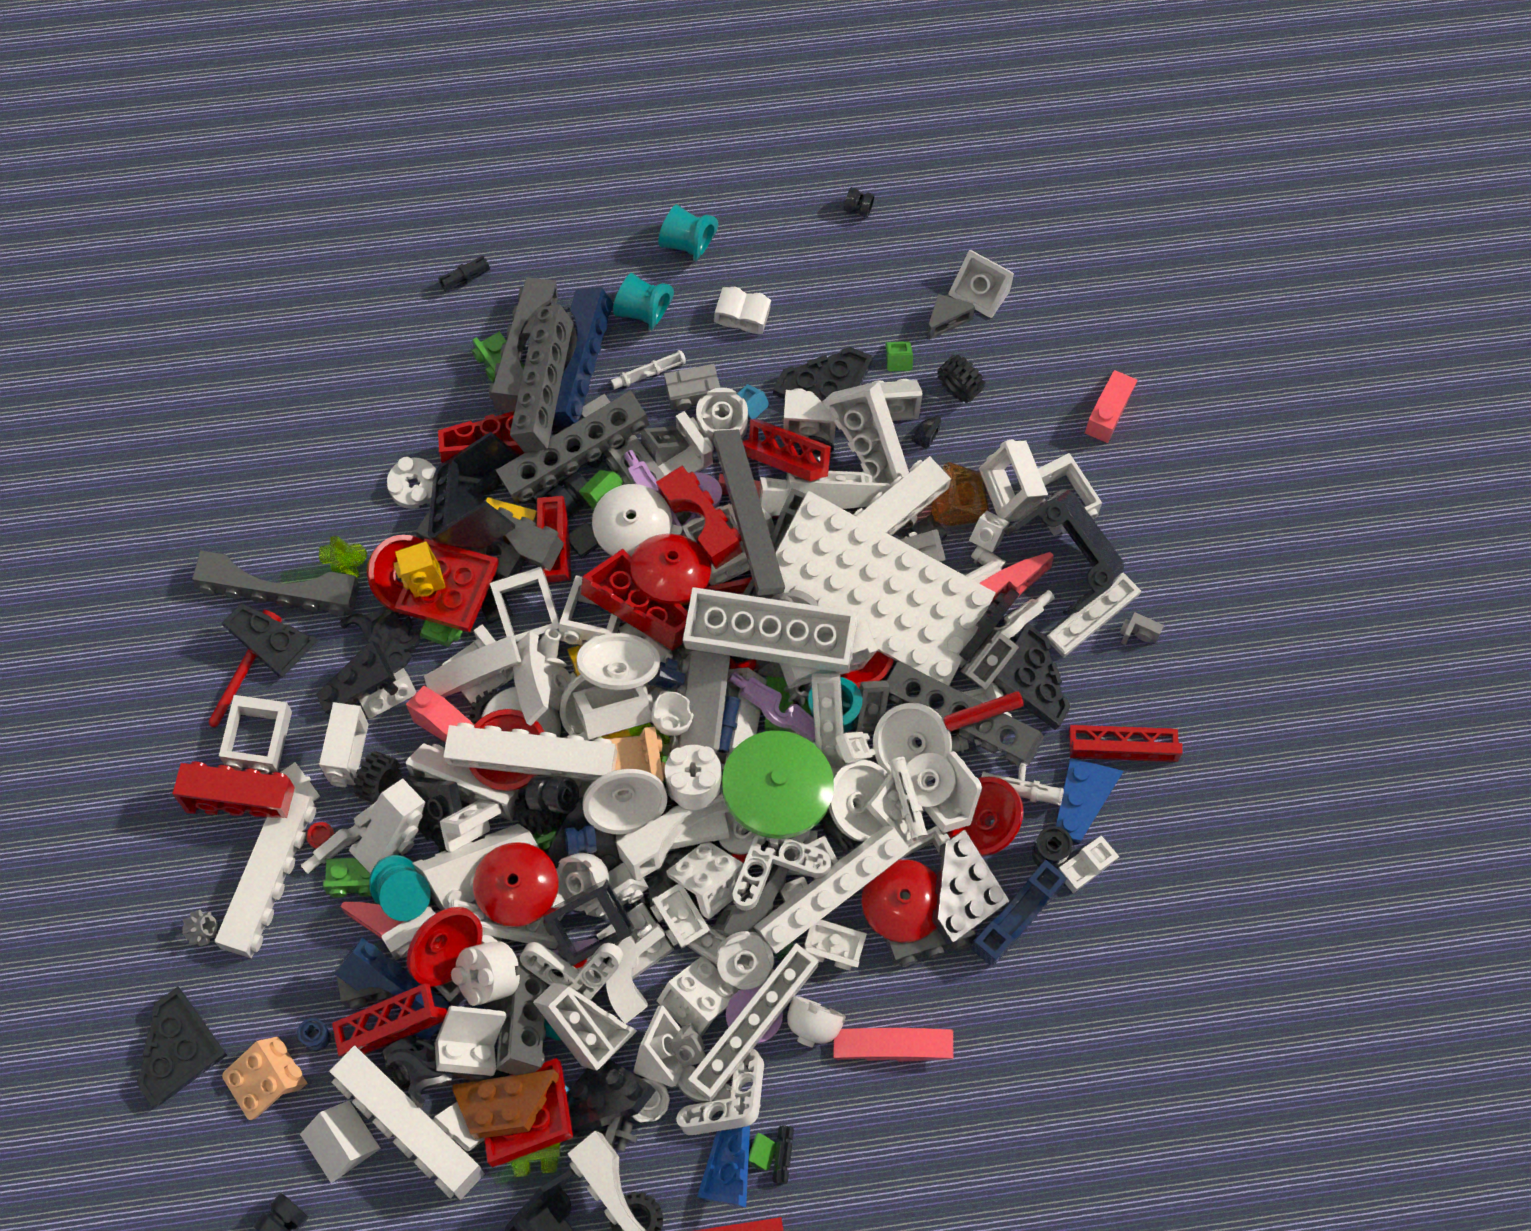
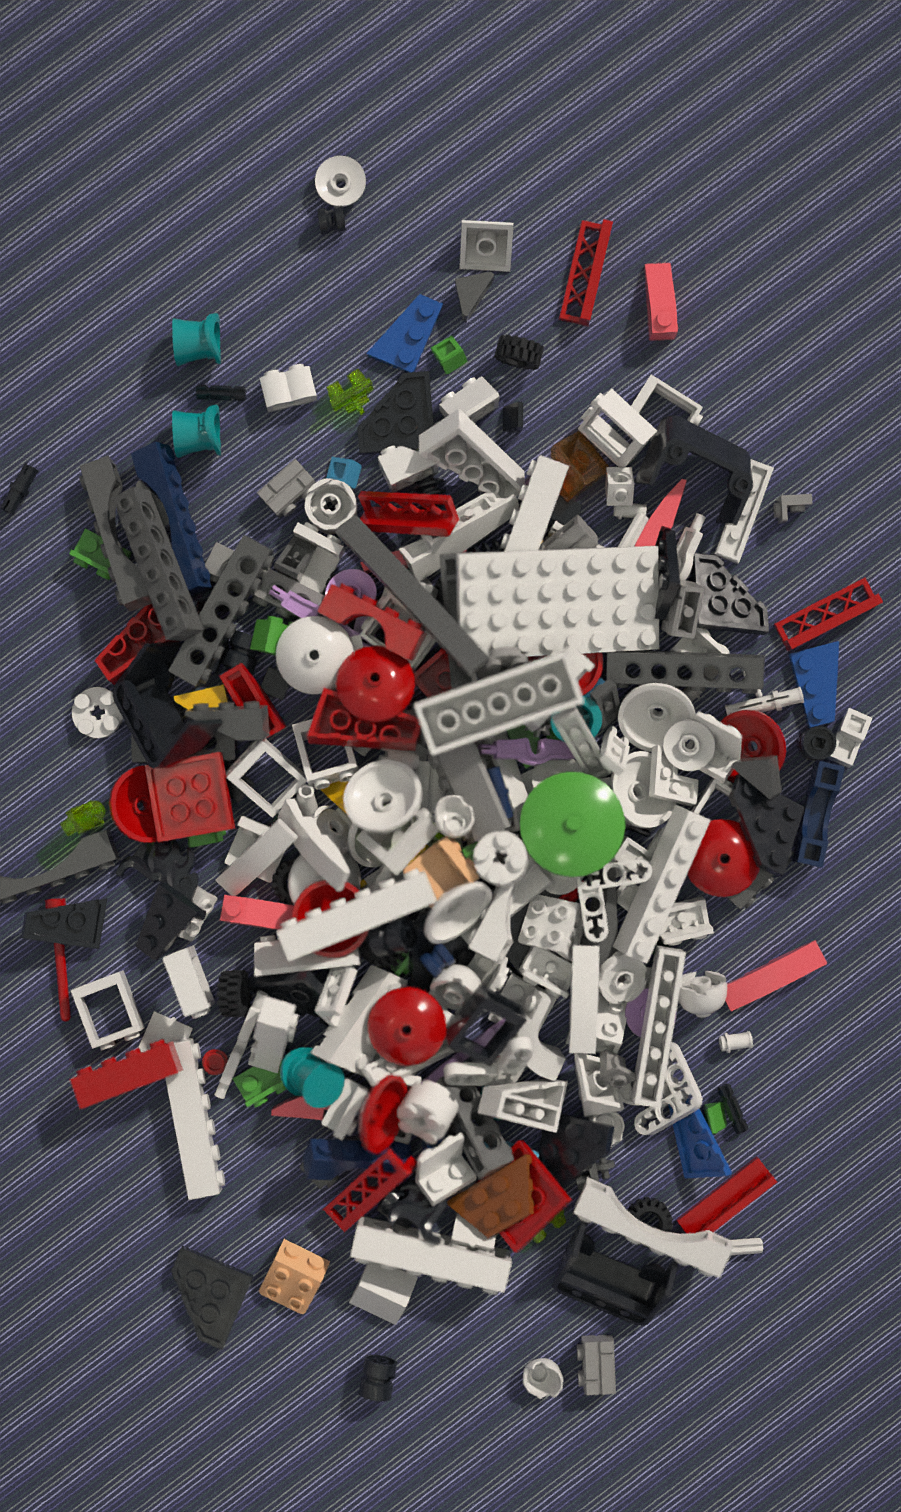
camera: 30 degrees left, 20 degrees up
(199, 927) = (168, 1192): light grey gear -> none
(319, 1036) = (312, 1219): dark blue wheel -> none
(419, 570) = (164, 805): yellow brick -> none
(648, 370) = (238, 491): white piece -> none
(667, 676) = (426, 777): dark blue tile -> none
(683, 286) = (221, 392): none -> black axle
(696, 955) = (584, 999): none -> white slope
(794, 343) = (359, 387): none -> clear neon green hips
(822, 1089) = (735, 1041): none -> white pin
(872, 323) = (408, 336): none -> blue wing
(884, 169) = (340, 169): none -> white dish
(917, 829) = (672, 761): white pin -> none
(983, 711) = (706, 665): red axle -> none
(984, 838) = (761, 773): none -> dark grey slope
(1062, 354) = (596, 269): none -> red fence

